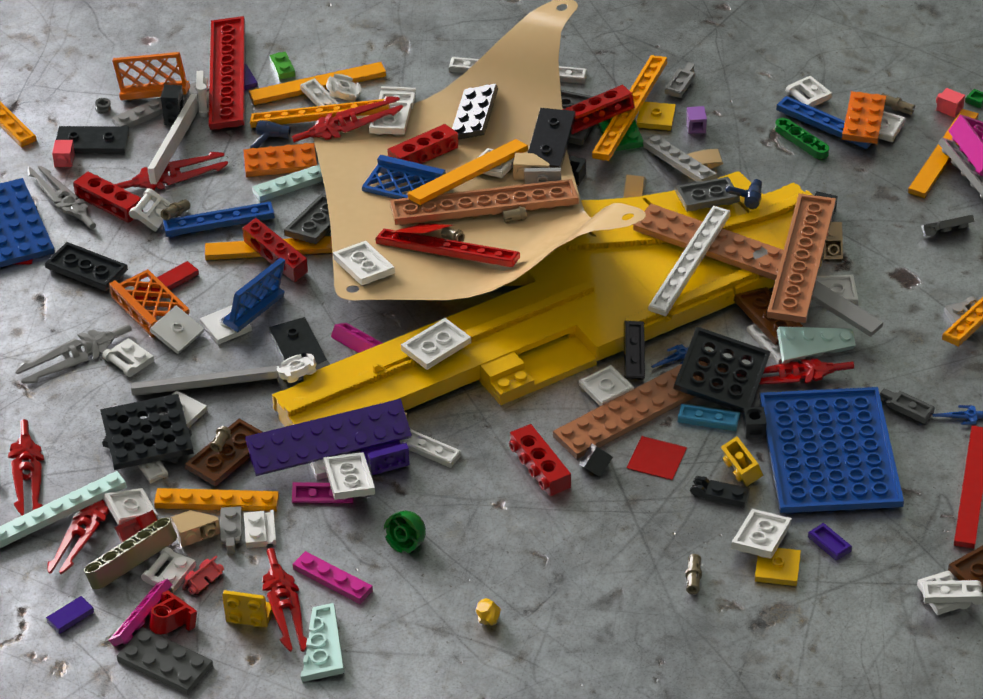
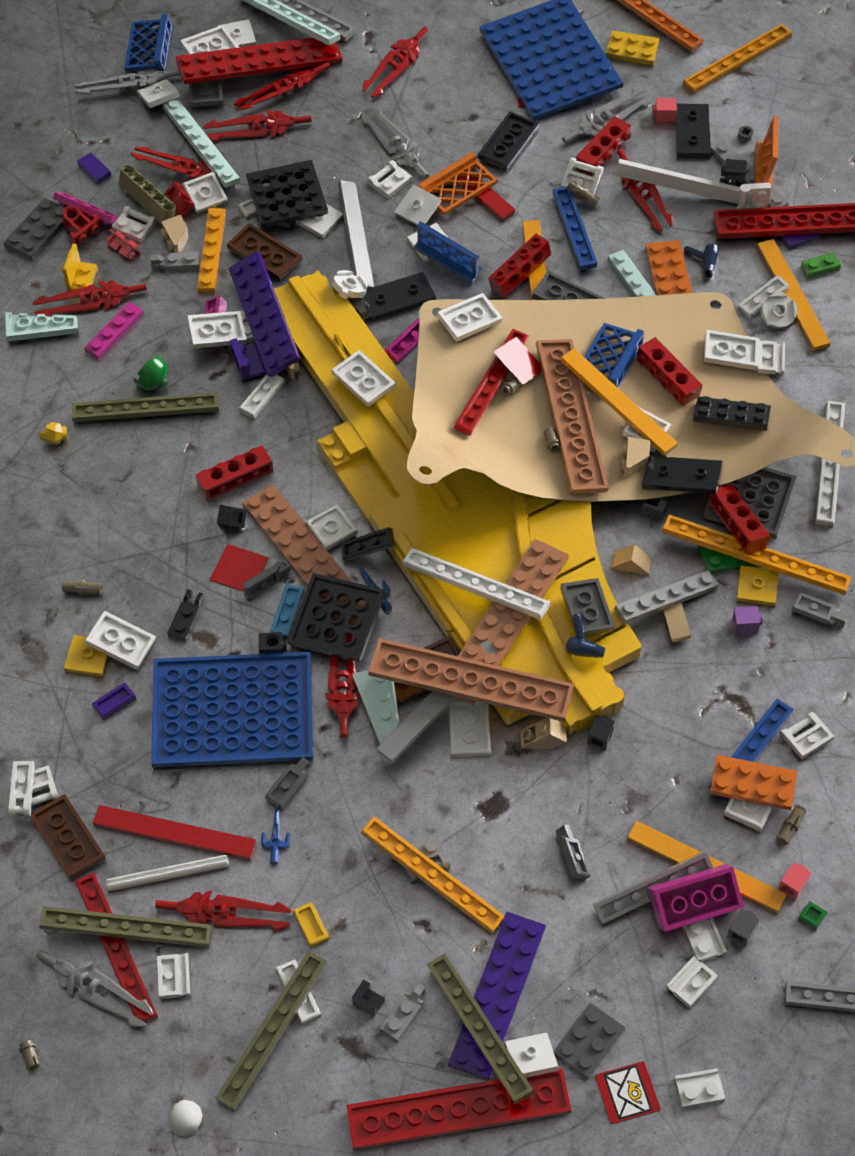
camera: 90 degrees right, 15 degrees up
(222, 435) = (272, 241): dark tan pin -> none
(259, 529) = (175, 280): white plate -> none
(311, 113) = (734, 294): light orange tile -> none
(329, 127) = (711, 301): red sword -> none
(449, 540) = (145, 407): none -> olive plate
(539, 175) = (615, 466): light grey plate -> none
(675, 429) = (265, 579): none -> dark grey hinge
(742, 461) = (212, 628): yellow brick -> none
(816, 148) = (722, 721): green beam -> none

